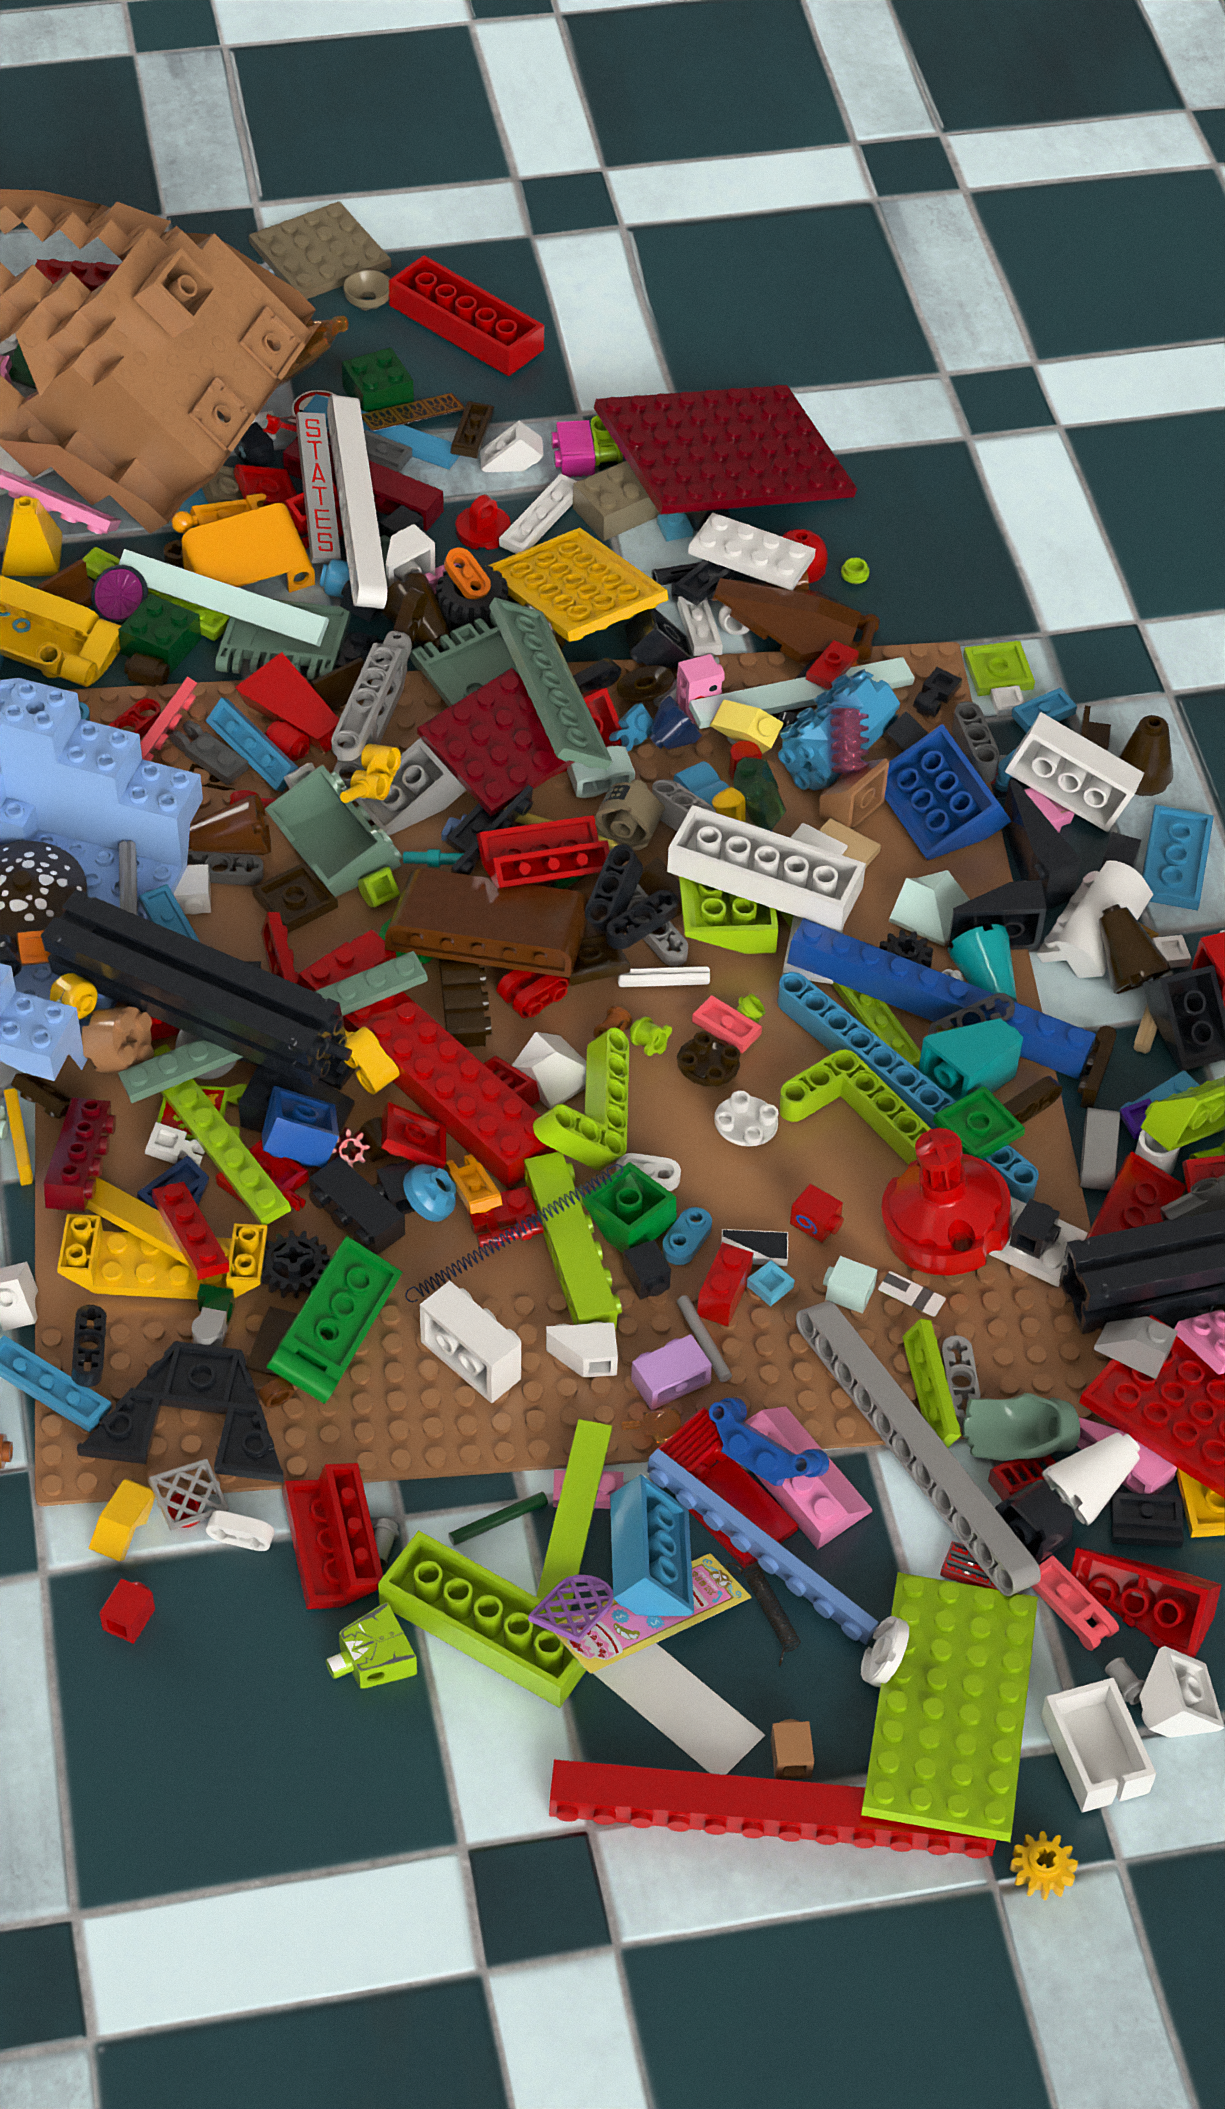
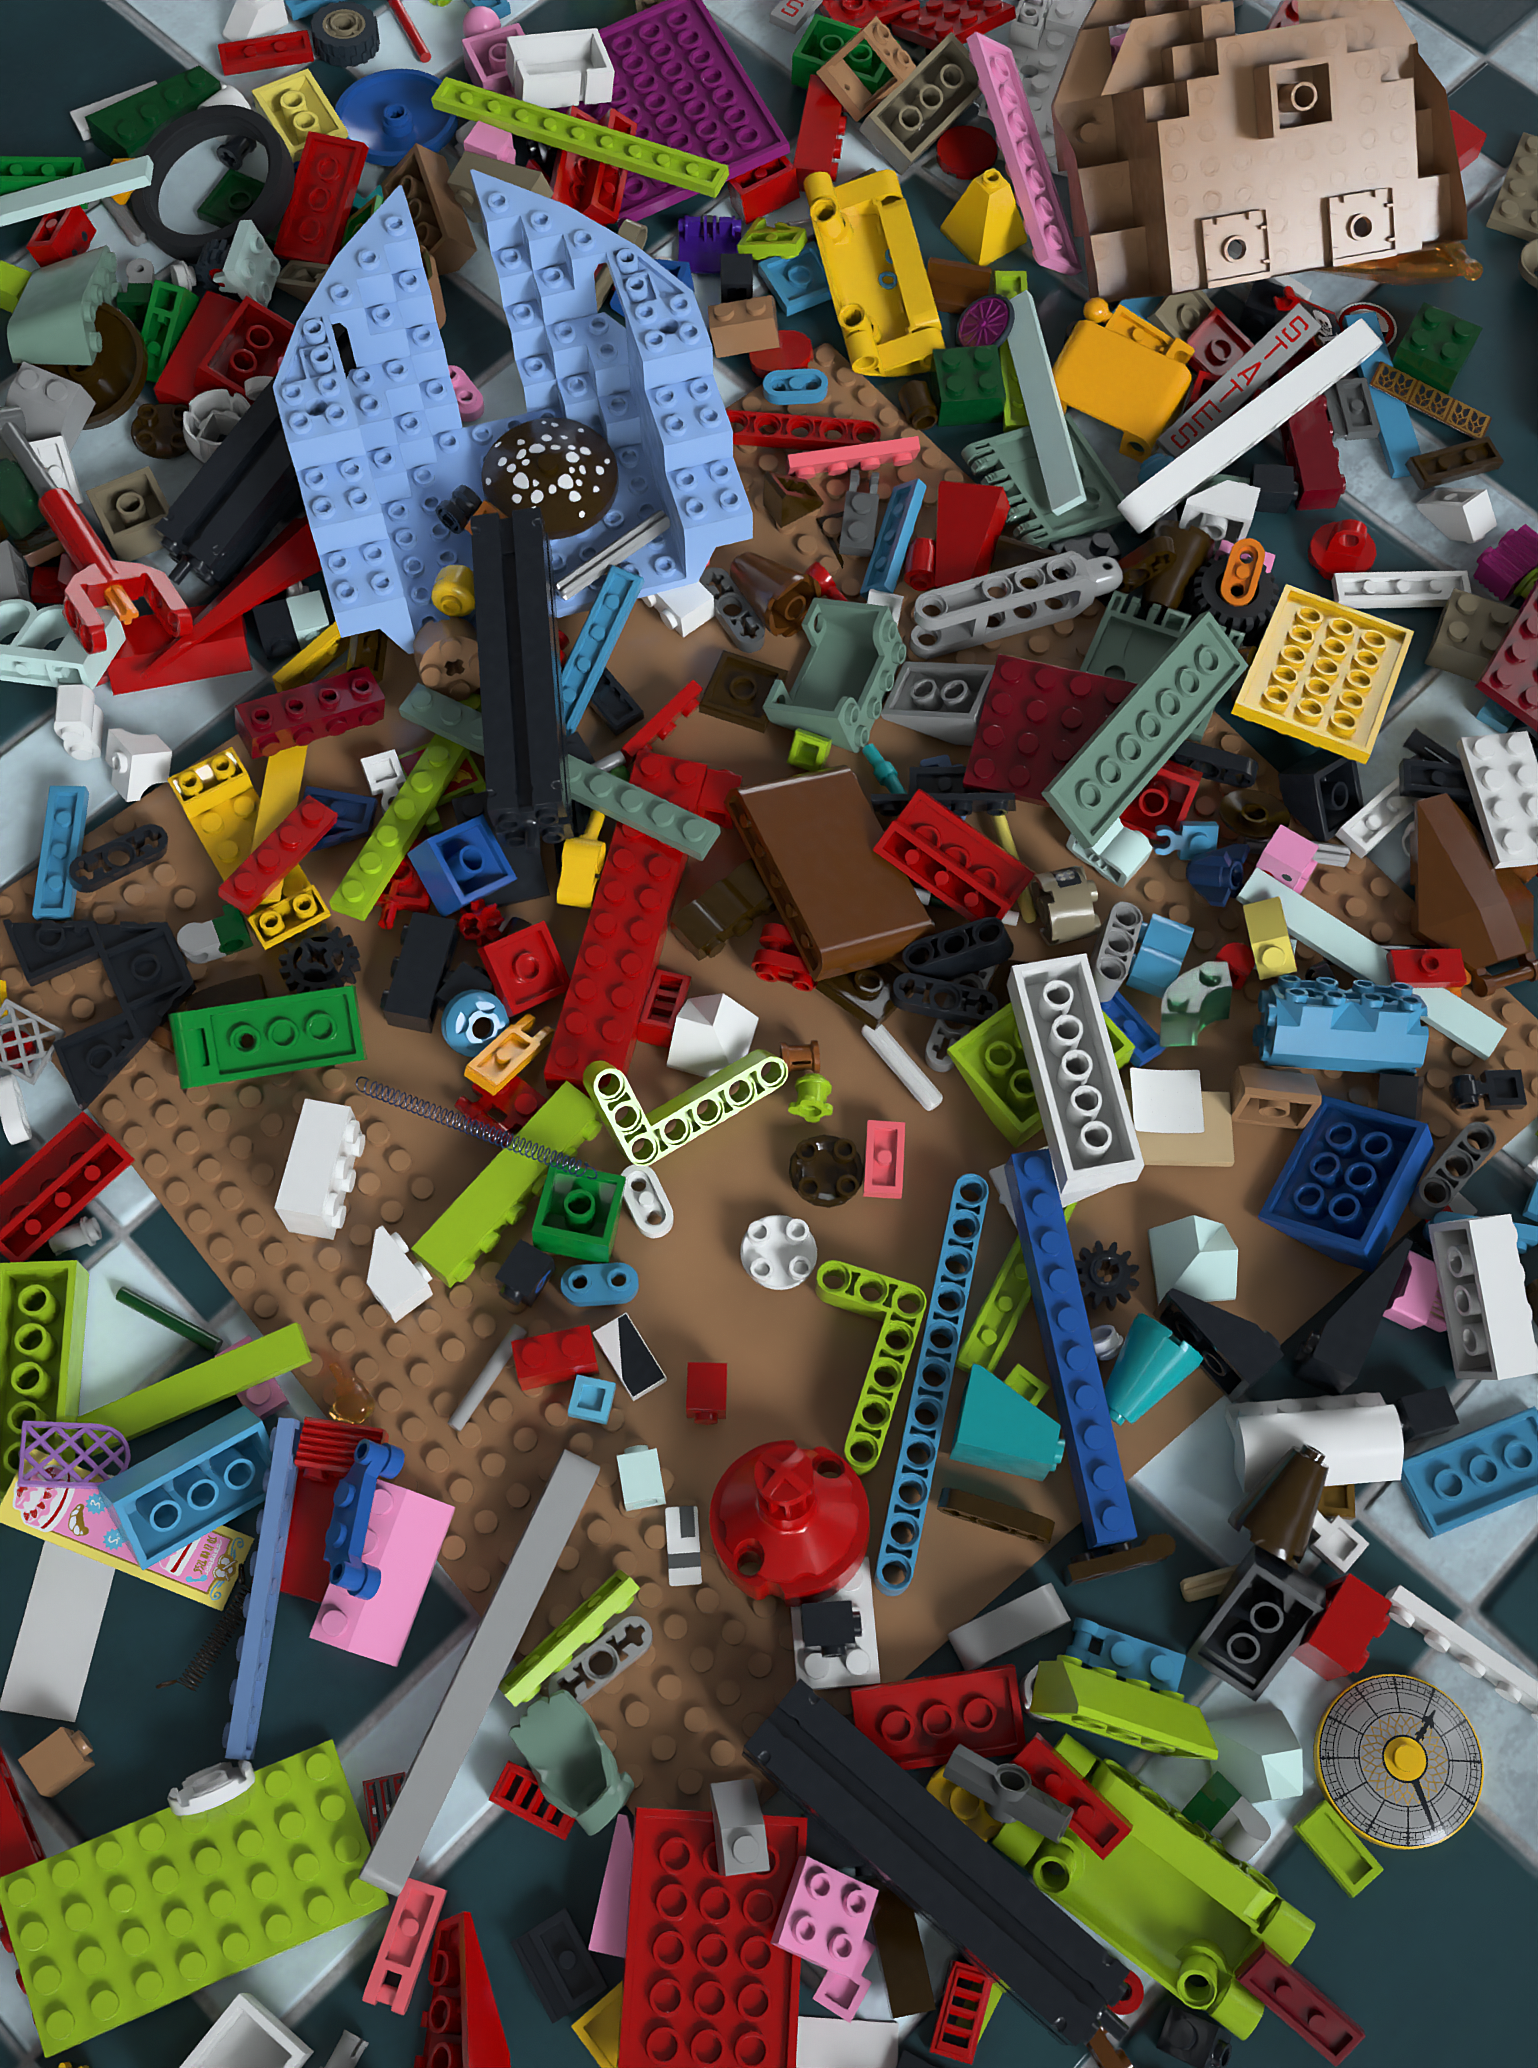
camera: 55 degrees right, 15 degrees up
(374, 782) = (926, 662): yellow beam -> none
(671, 1371) = (418, 1370): lavender brick -> none
(730, 803) = (1143, 991): yellow plate -> none
(751, 1007) = (920, 1169): lime plate -> none
(849, 740) = (1312, 1048): clear pink piece -> none
(974, 1008) = (1040, 1380): black beam -> none
(980, 1123) = (920, 1486): green tile -> none
(1038, 1519) = (464, 1847): black brick -> none
(1093, 1474) = (551, 1877): white cone -> none
(1134, 1116) = (1078, 1644): dark purple tile -> none

